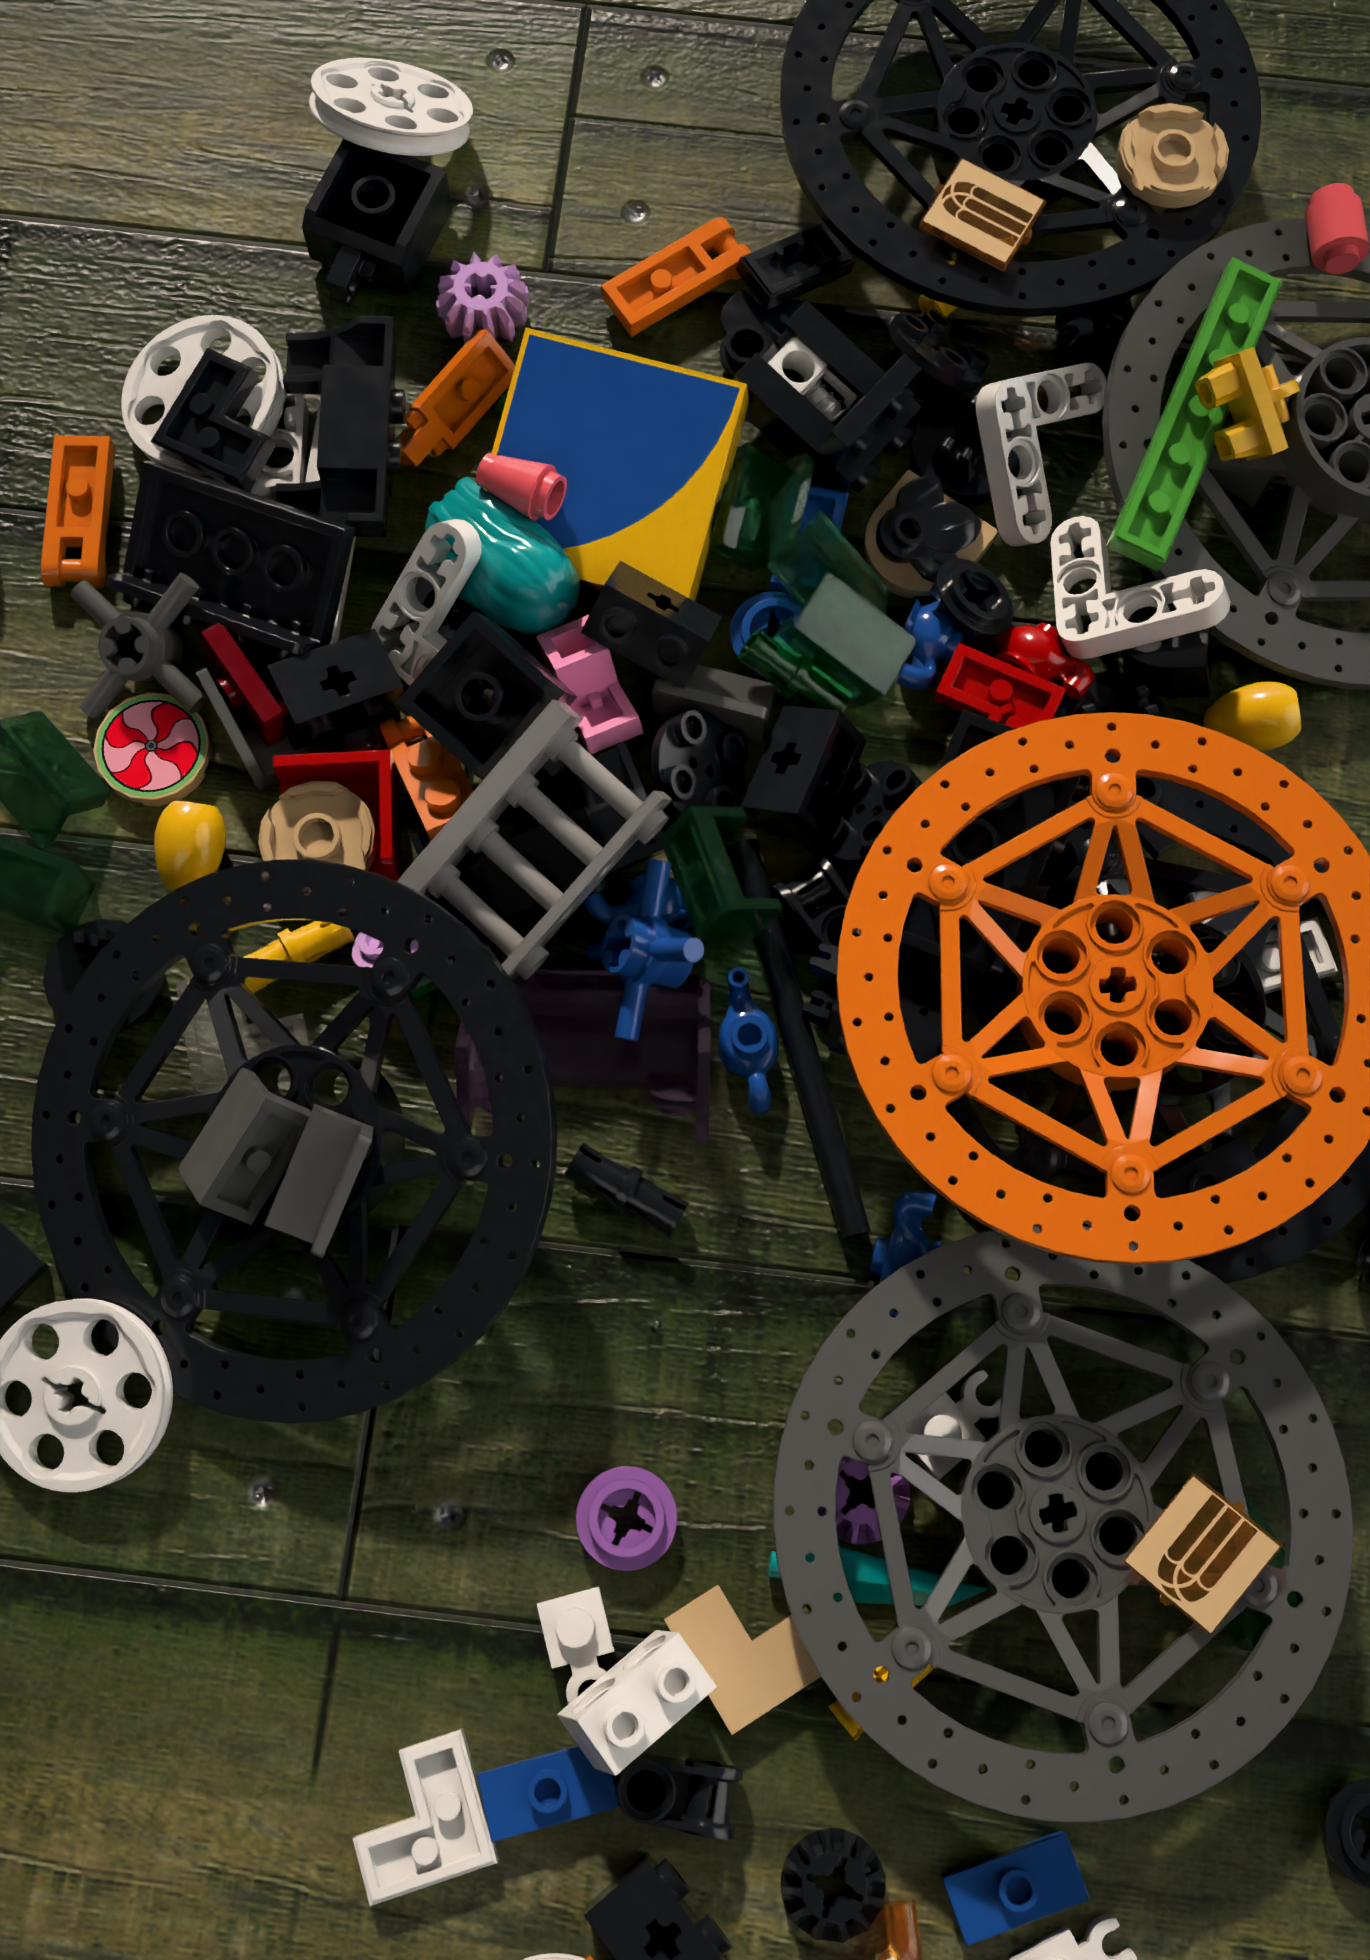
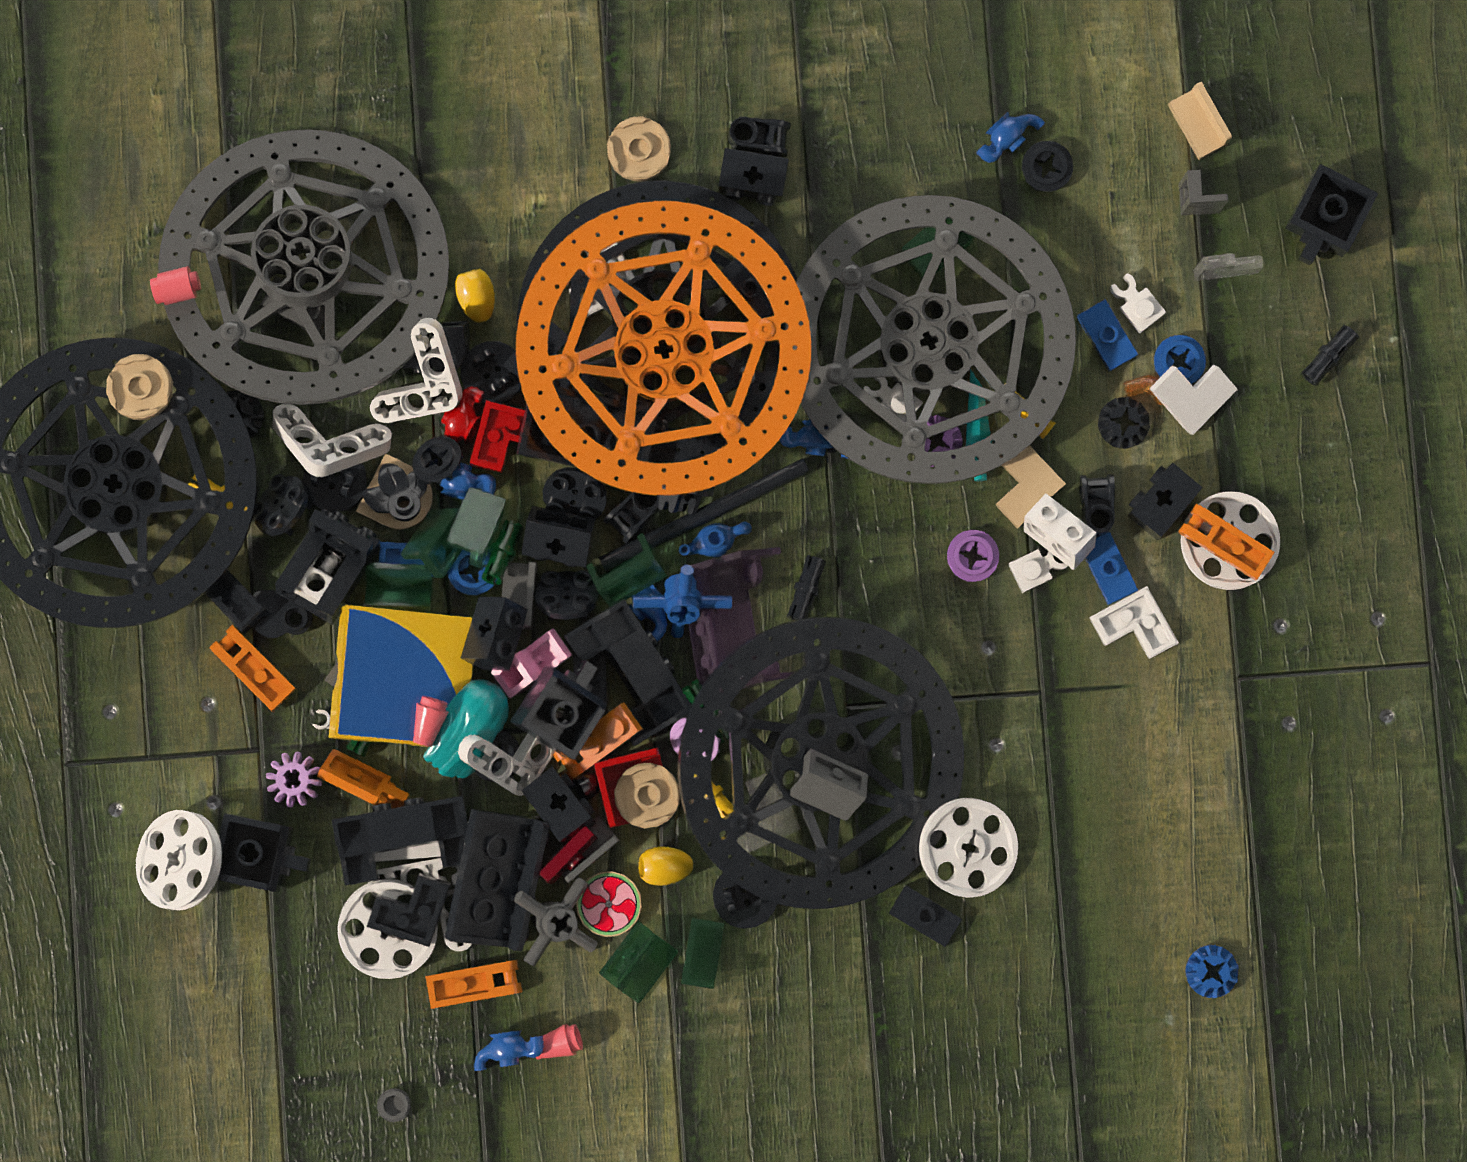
camera: 100 degrees left, 10 degrees up
(320, 1177) = (841, 737): dark grey panel -> none
(514, 784) = (610, 683): light grey fence -> none
(982, 214) = (199, 491): piece -> none
(1186, 428) = (309, 351): bright green tile -> none
(1202, 1554) = (936, 268): piece -> none
(1254, 404) = (300, 331): yellow hips -> none

